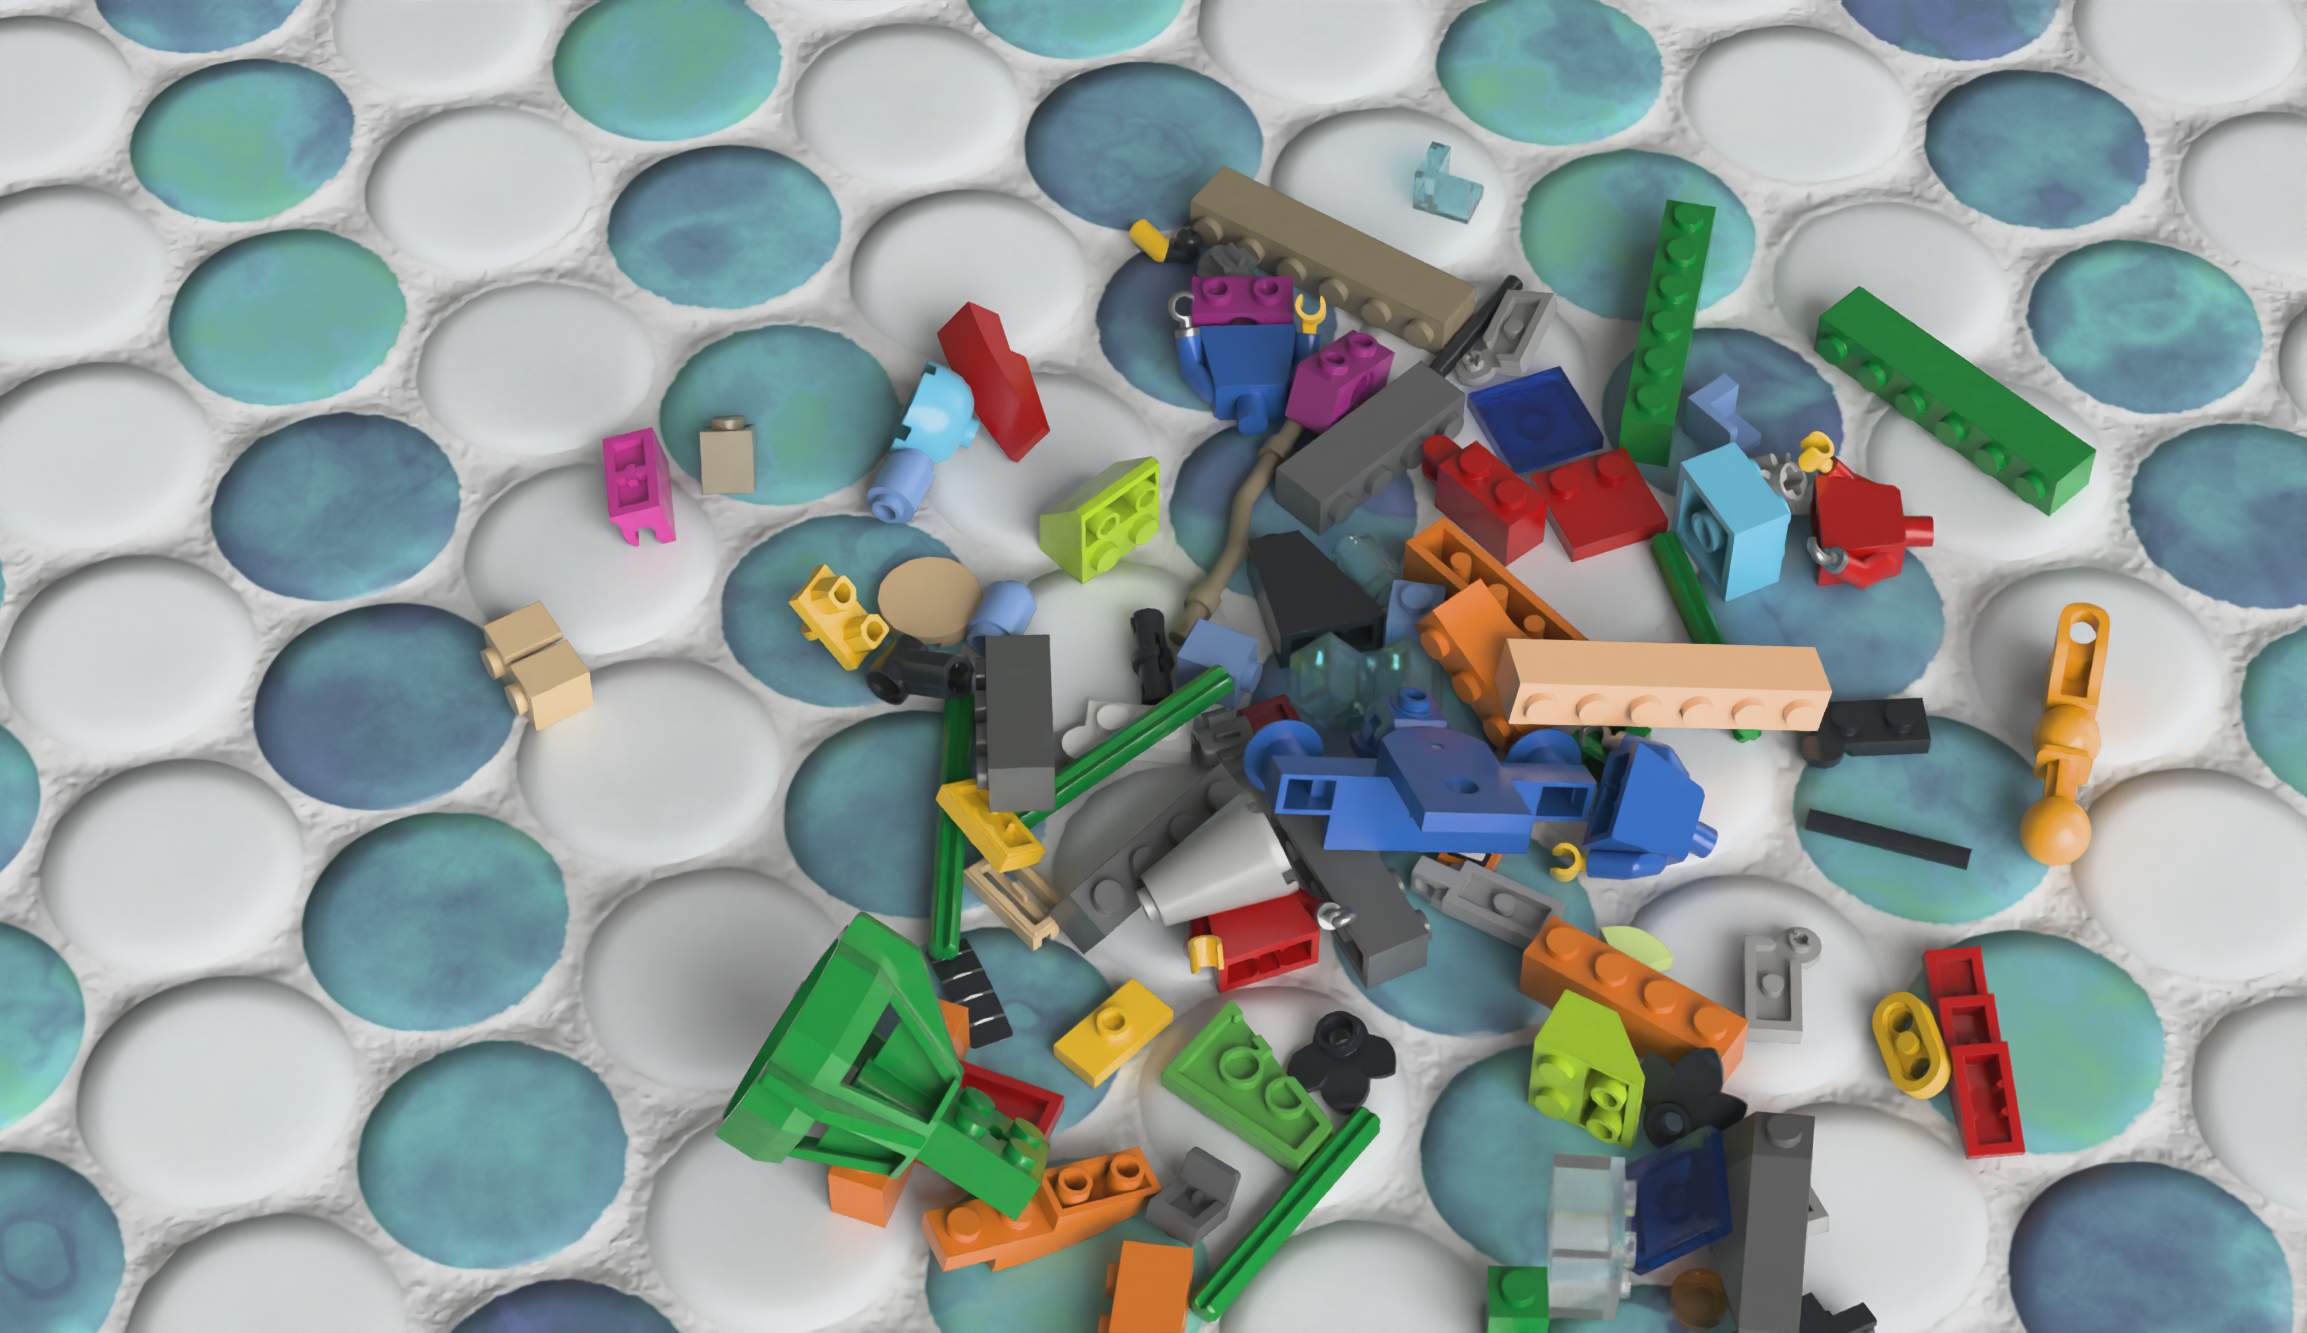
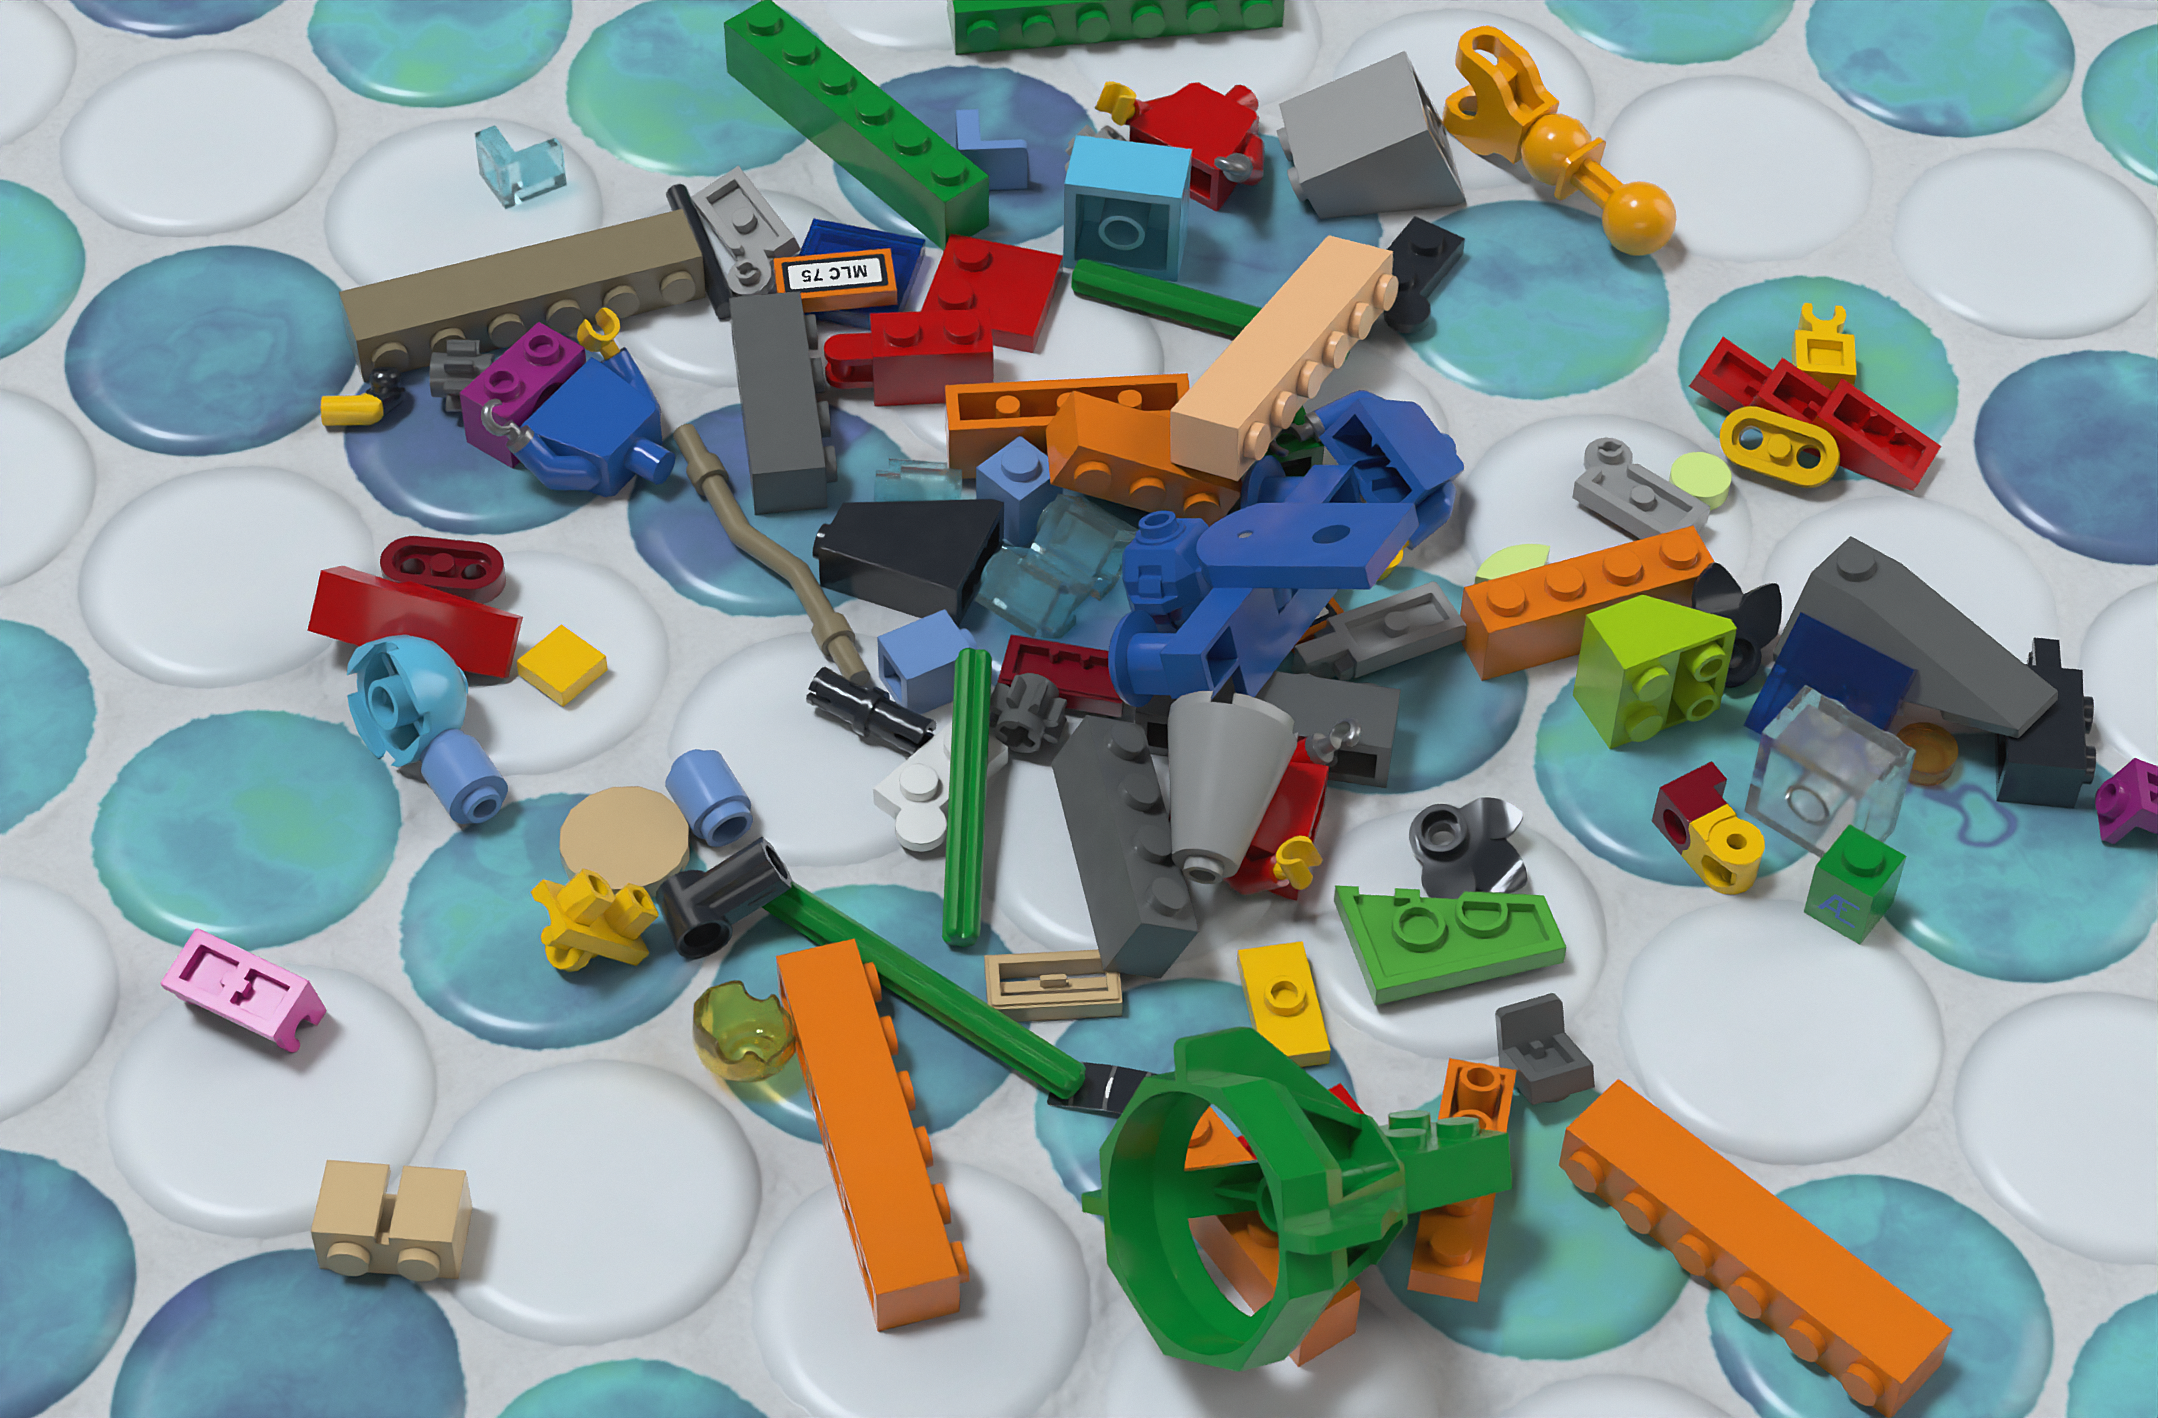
camera: 55 degrees left, 0 degrees up
(728, 456) = (281, 893): slope -> none
(804, 863) = (869, 1135): none -> orange brick
(822, 748) = (740, 1034): none -> clear yellow hair
(996, 835) = (968, 948): yellow plate -> none
(1015, 723) = (877, 848): dark grey brick -> none
(1044, 479) = (562, 665): none -> yellow tile
(1066, 380) = (448, 565): none -> dark red plate
(1103, 518) = (671, 636): lime slope -> none
(1284, 1214) = (1600, 987): green axle -> none
(1338, 380) = (693, 370): magenta brick -> none
(1488, 1193) = (1708, 832): none -> leg
(1508, 410) = (839, 279): none -> tile
(1836, 1017) = (1702, 477): none -> yellowish green tile
(1888, 839) = (1537, 333): black bar -> none
(1961, 631) = (1369, 144): none -> light grey slope
(2043, 1027) = (1823, 349): none -> yellow plate

